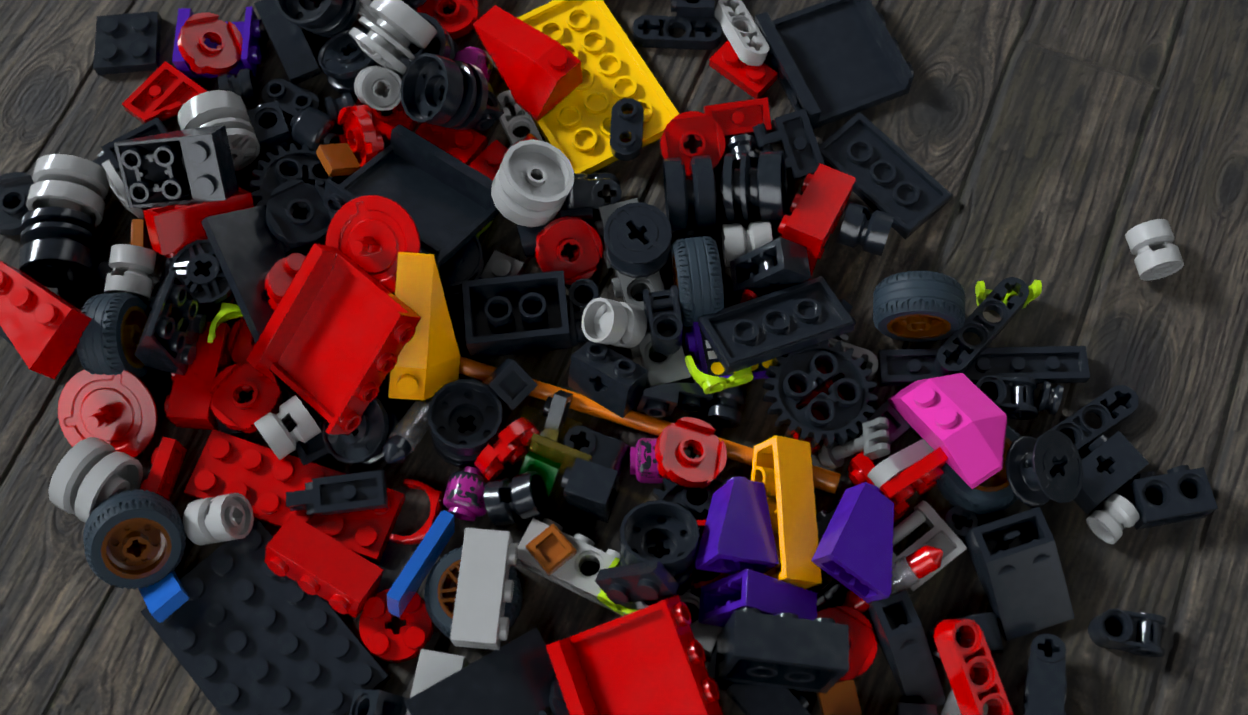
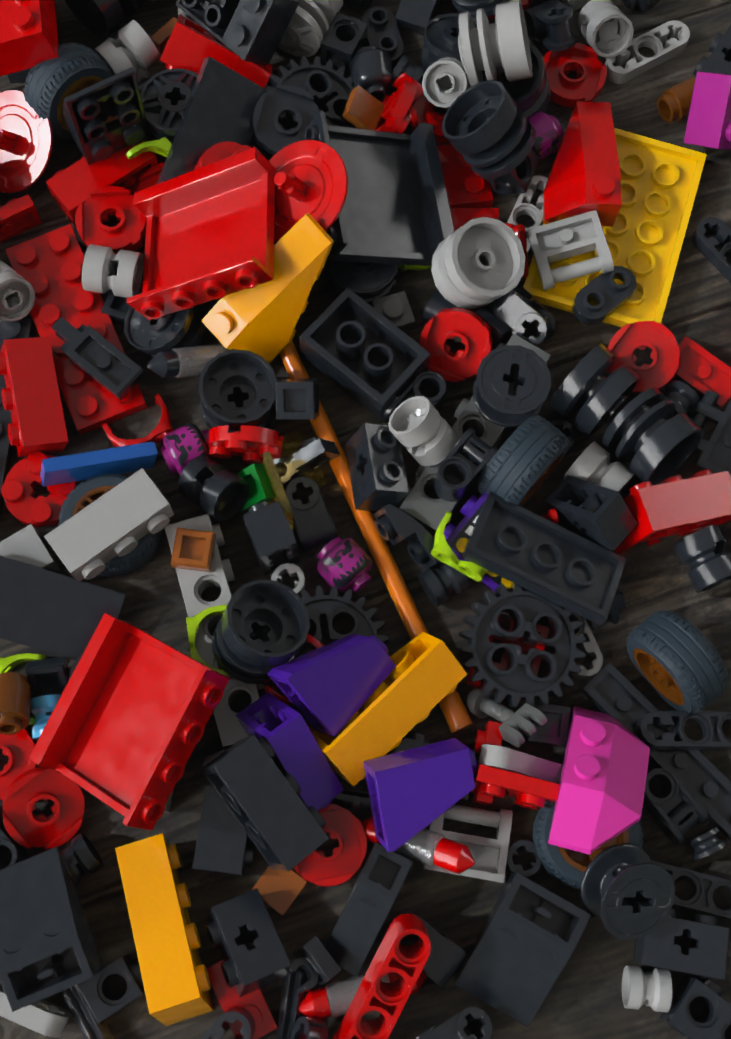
camera: 40 degrees right, 5 degrees up
(567, 115) = (568, 239): none -> light grey plate
(622, 500) = (292, 571): none -> light grey bush
(637, 582) = (212, 637): black plate -> none
(680, 468) = (391, 592): red plate -> none

